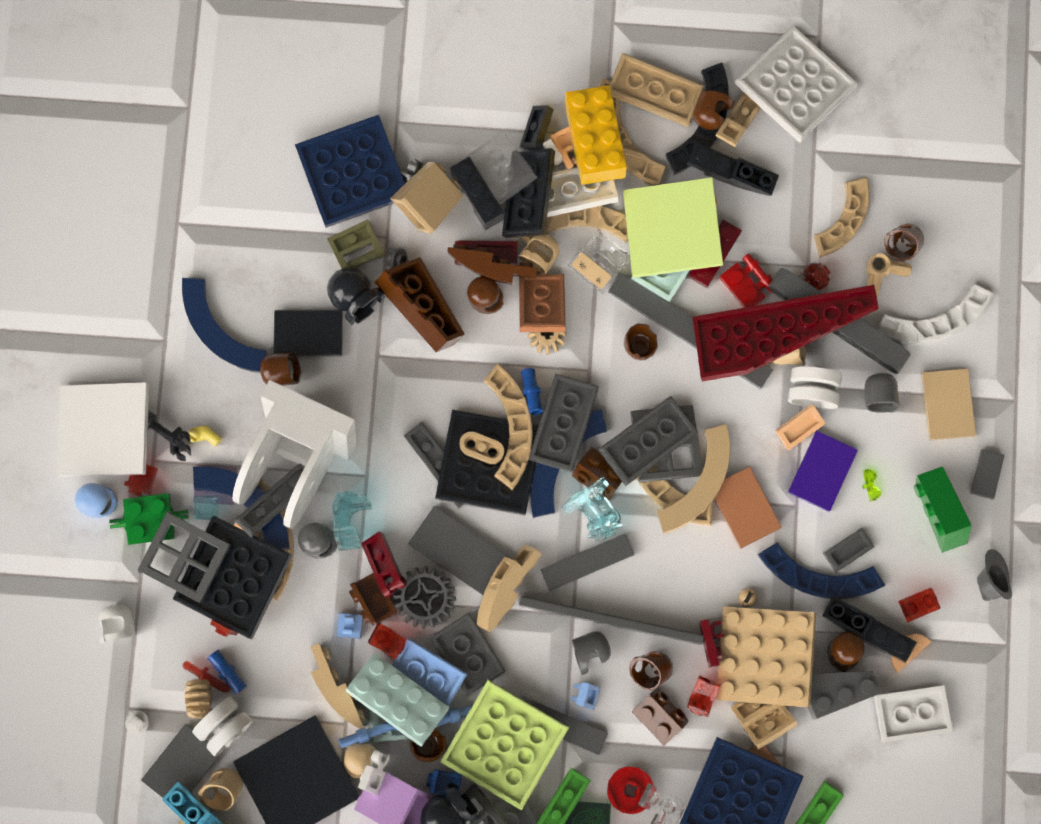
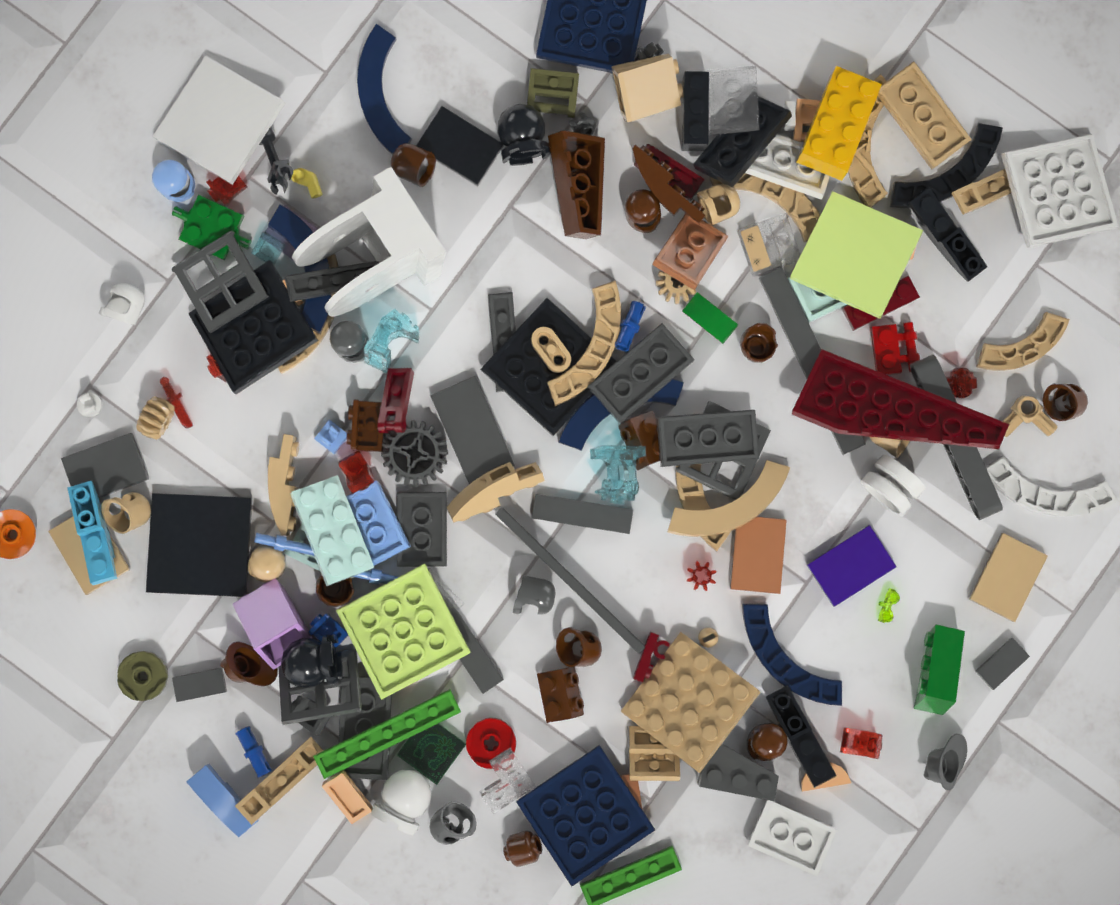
camera: 30 degrees right, 5 degrees up
(219, 722) = (160, 456): white wheel -> none
(226, 672) = (196, 409): blue pin -> none
(373, 775) = (267, 585): white plate -> none
(536, 128) = (789, 83): black plate -> none
(587, 695) = (505, 634): light blue tile -> none
(590, 346) = (710, 318): none -> green slope
(703, 696) = (610, 701): clear red bracket -> none
(707, 557) = (694, 578): none -> clear red gear
(708, 110) = (960, 164): reddish brown helmet -> none
(799, 427) = (856, 512): light nougat tile -> none
(848, 550) = (828, 652): dark grey tile -> none
(881, 388) = (953, 524): dark grey helmet -> none

